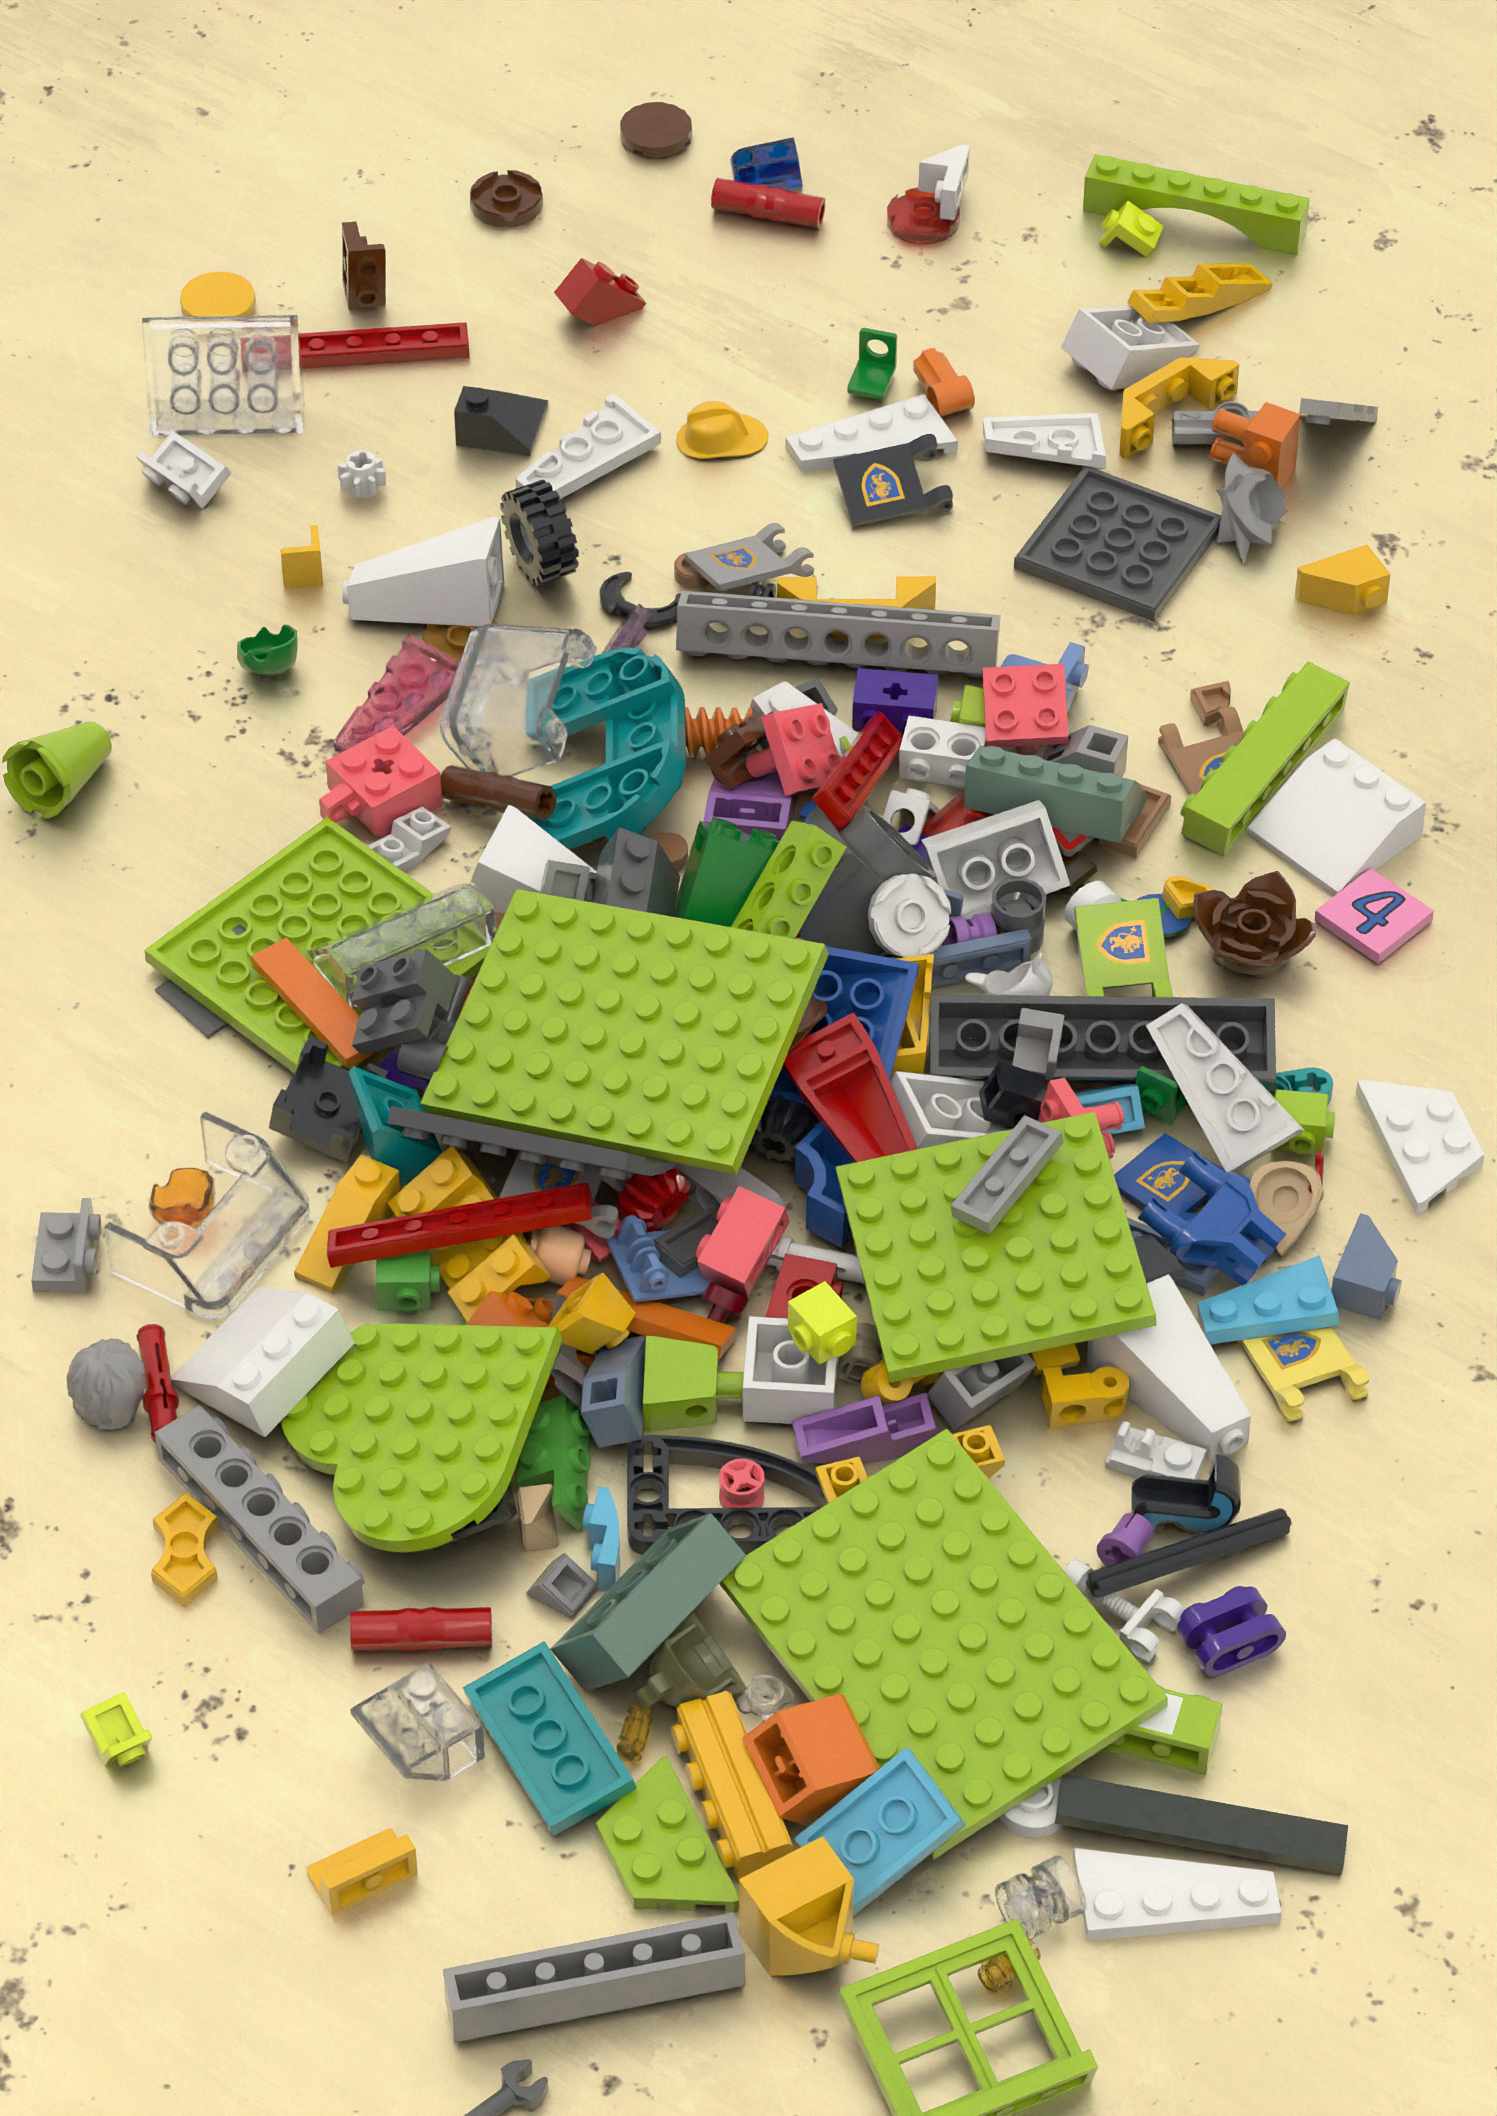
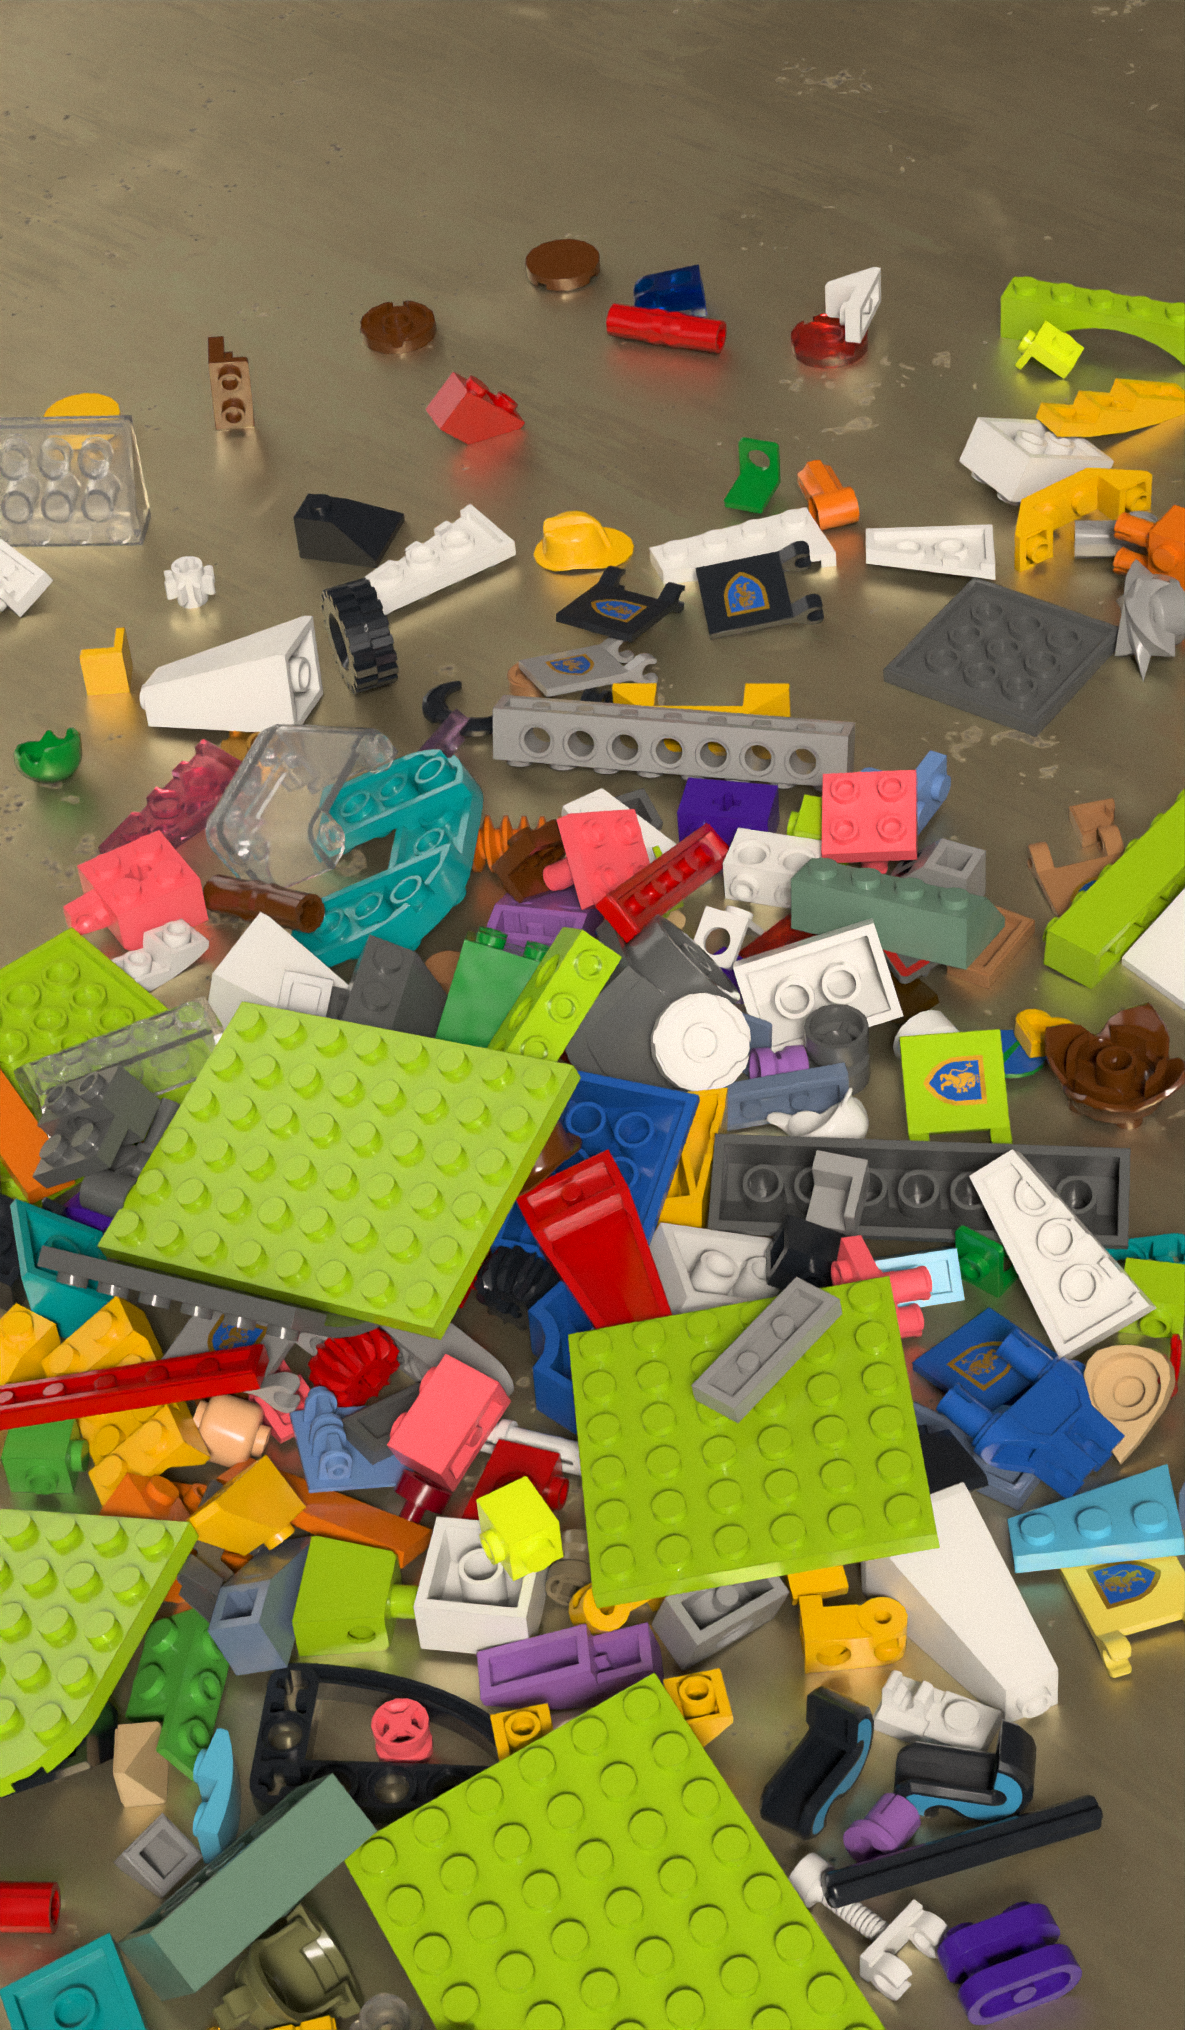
camera: 10 degrees right, 5 degrees down
(384, 345) = (237, 461): red tile -> none
(768, 503) = (619, 612): none -> black flag
(1074, 1494) = (820, 1766): none -> black animal

